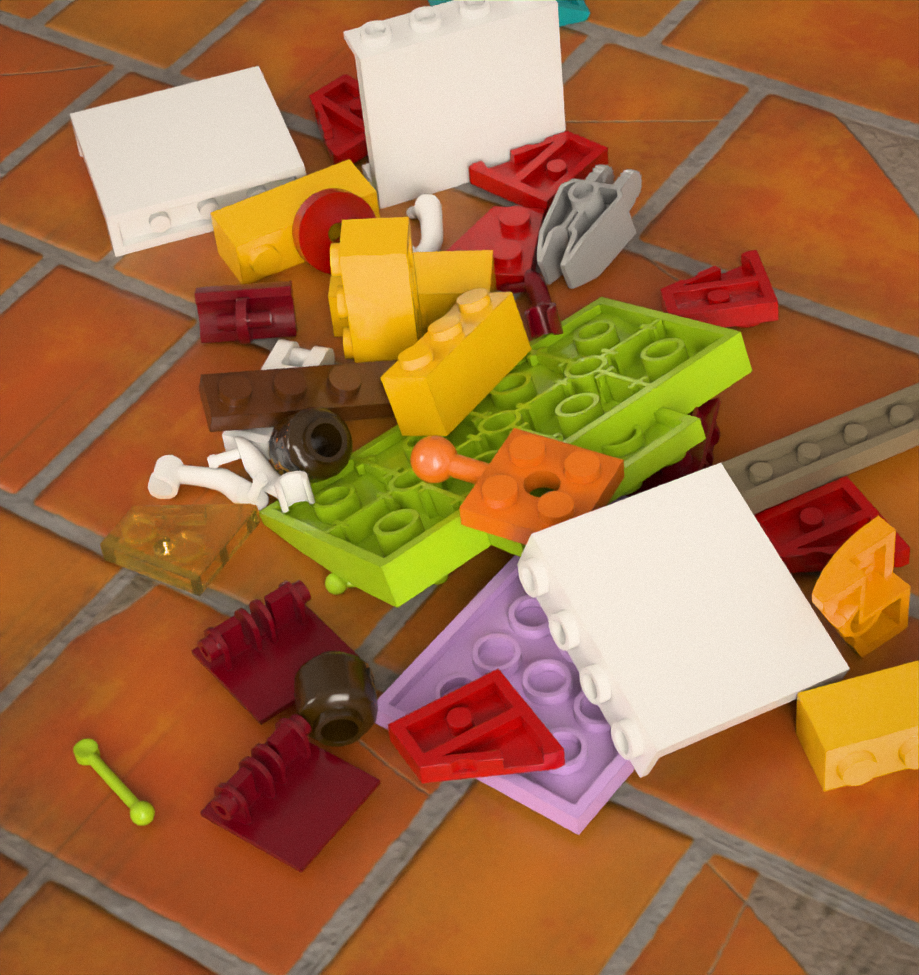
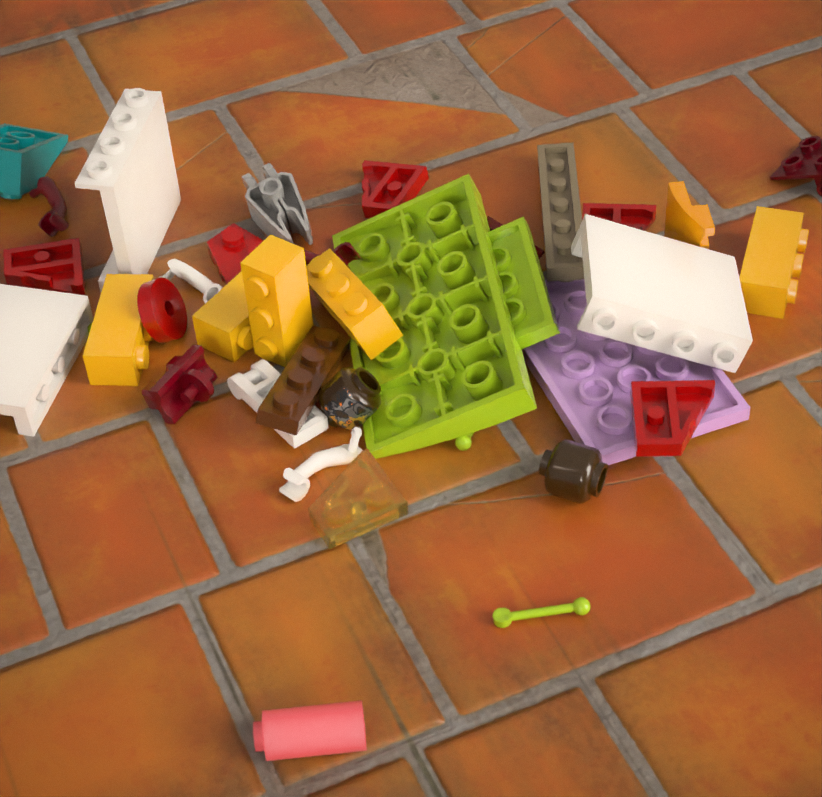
camera: 60 degrees left, 0 degrees up
(263, 650) = (500, 490): dark red hinge -> none
(288, 488) = (381, 423): white piece -> none
(290, 795) = (624, 528): dark red hinge -> none
(523, 463) = (509, 299): orange plate -> none
(540, 169) = (198, 211): red wing -> none

